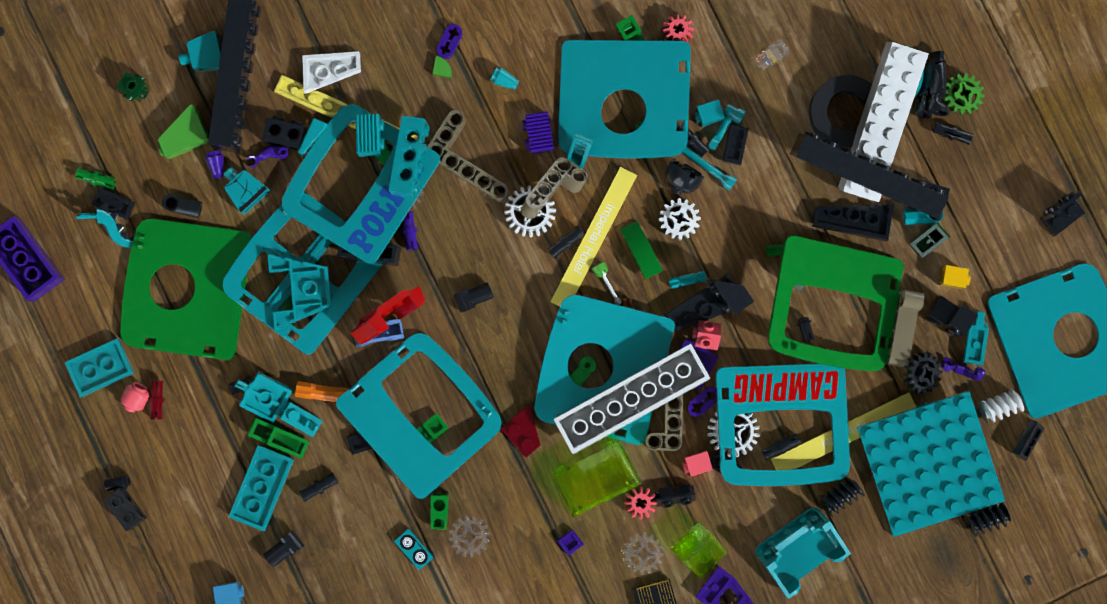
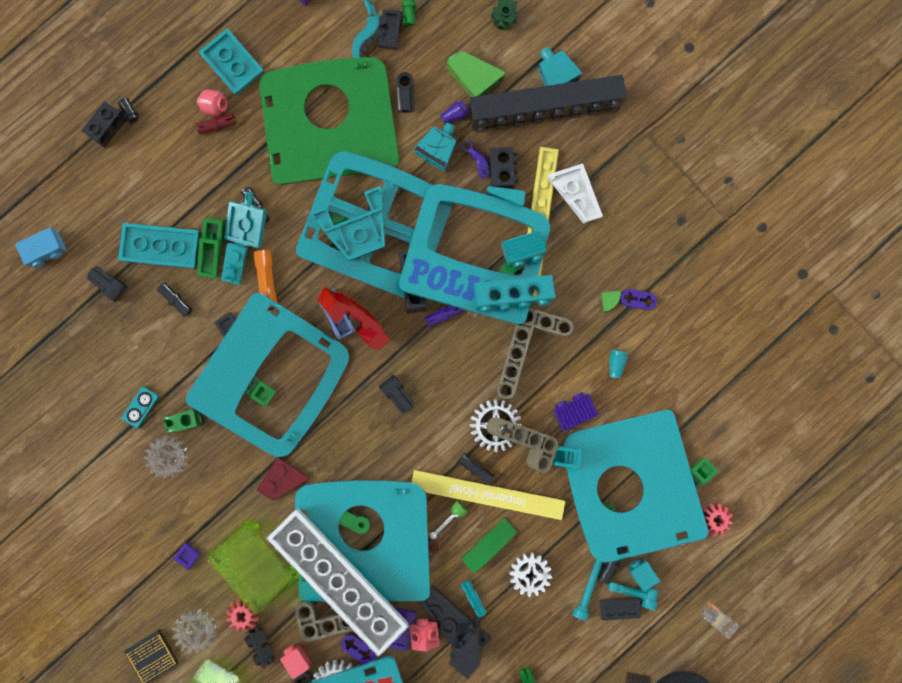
camera: 75 degrees right, 0 degrees up
(682, 177) = (571, 566): black cylinder -> none

